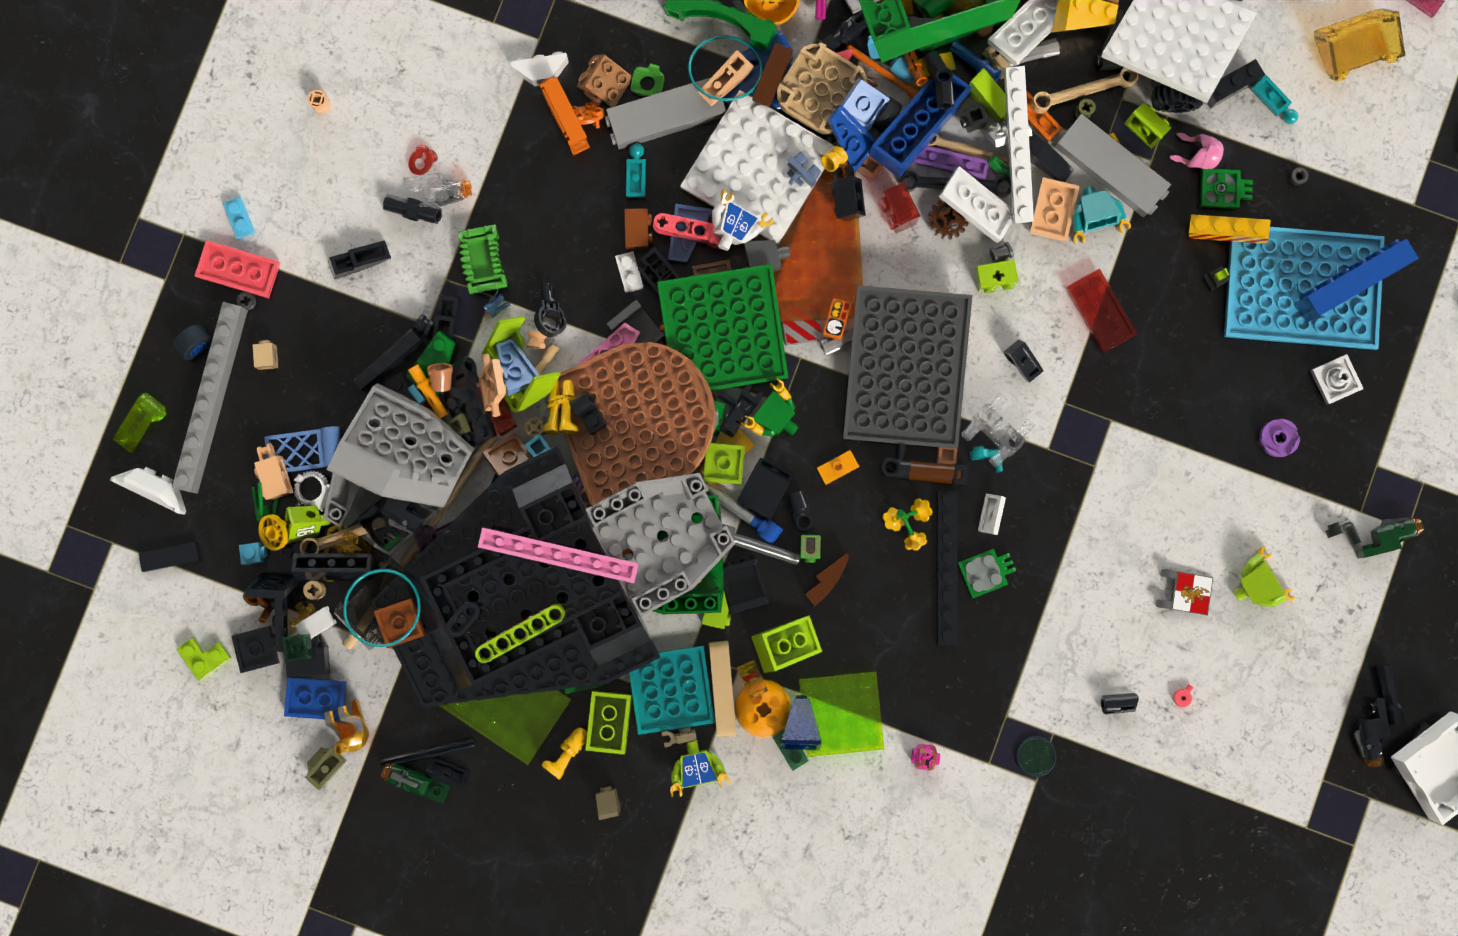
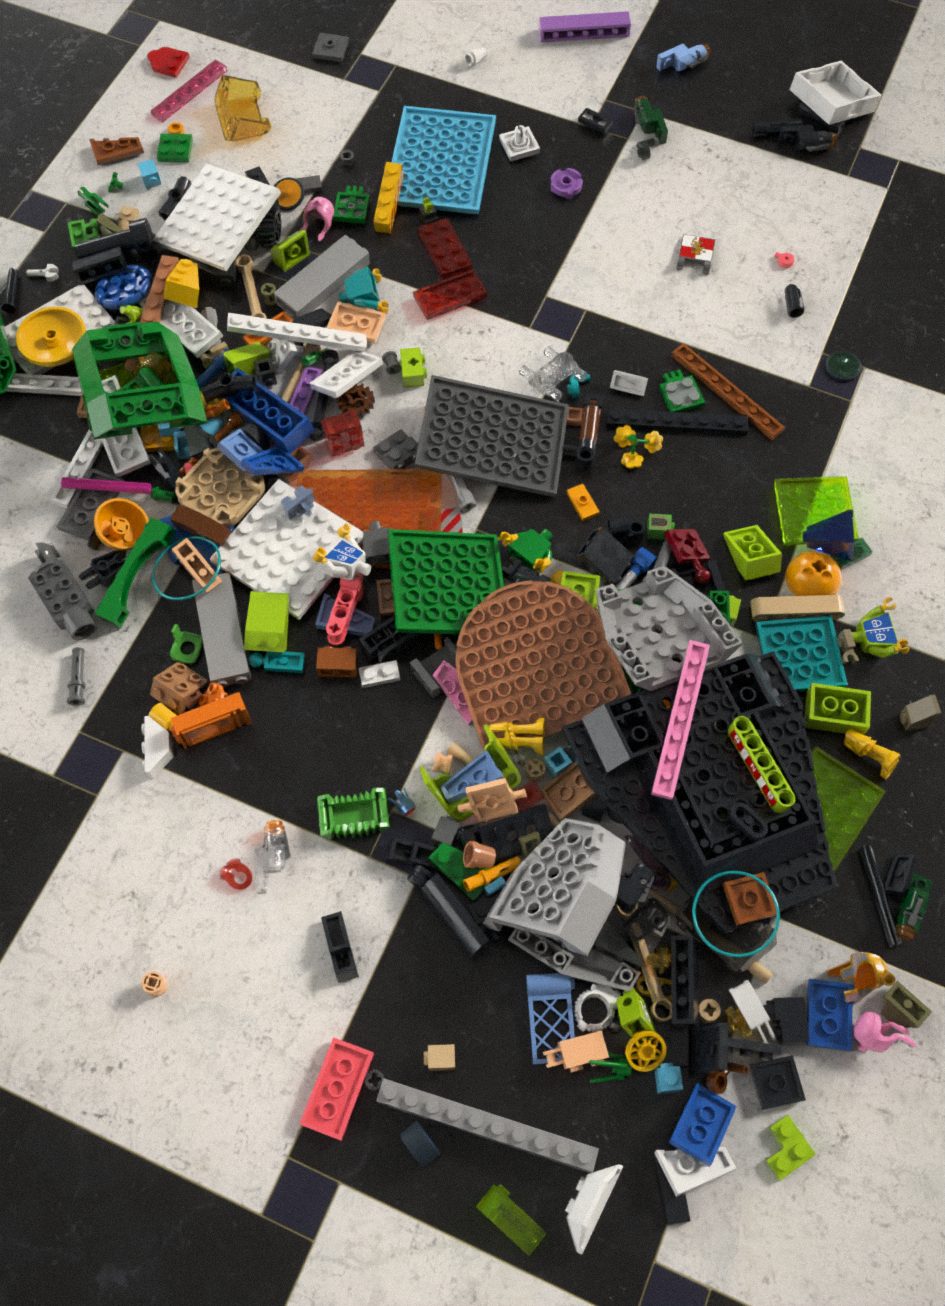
camera: 85 degrees left, 20 degrees down
(182, 575) = (688, 1173): none -> white wing
(216, 582) = (703, 1125): none -> blue plate
(239, 218) = (276, 1086): medium azure plate -> none
(297, 647) = (777, 1023): clear green piece -> none
(300, 732) = (870, 1033): none -> bright pink hair
(412, 209) = (289, 885): black piece -> none
(468, 347) = (445, 831): none -> dark grey brick
(550, 307) = (411, 748): black pin -> none
(570, 72) = (162, 716): none -> yellow brick
(587, 409) = (525, 706): black plate -> none
(670, 156) = (267, 622): none -> lime slope
(752, 679) = (788, 579): clear yellow tile -> none
(774, 571) = (689, 549): none -> dark red plate
(818, 31) = (159, 494): none -> green pin
(827, 580) = (690, 514): reddish brown slope -> none
(834, 158) = (290, 478): yellow wheel -> none
(837, 319) = (443, 488): tile -> none
(848, 194) = (325, 471): black hinge -> none
(873, 66) = (199, 440): none -> pearl dark grey slope
(888, 268) = (397, 450): none -> dark grey plate
(925, 757) = (851, 445): dark pink head -> none
(991, 623) = (727, 391): none -> dark orange tile
(1024, 360) = (487, 351): black plate -> none
(1170, 301) = (445, 248): none -> clear red plate
(1235, 113) = (291, 193): none -> light orange wheel
(1252, 131) = (311, 183): none -> dark grey tile
(1261, 583) = (687, 199): lime torso -> none
(1275, 99) = (281, 167): teal plate -> none
(1355, 279) = (441, 117): blue brick -> none
(1382, 470) = (595, 120): none -> black piece

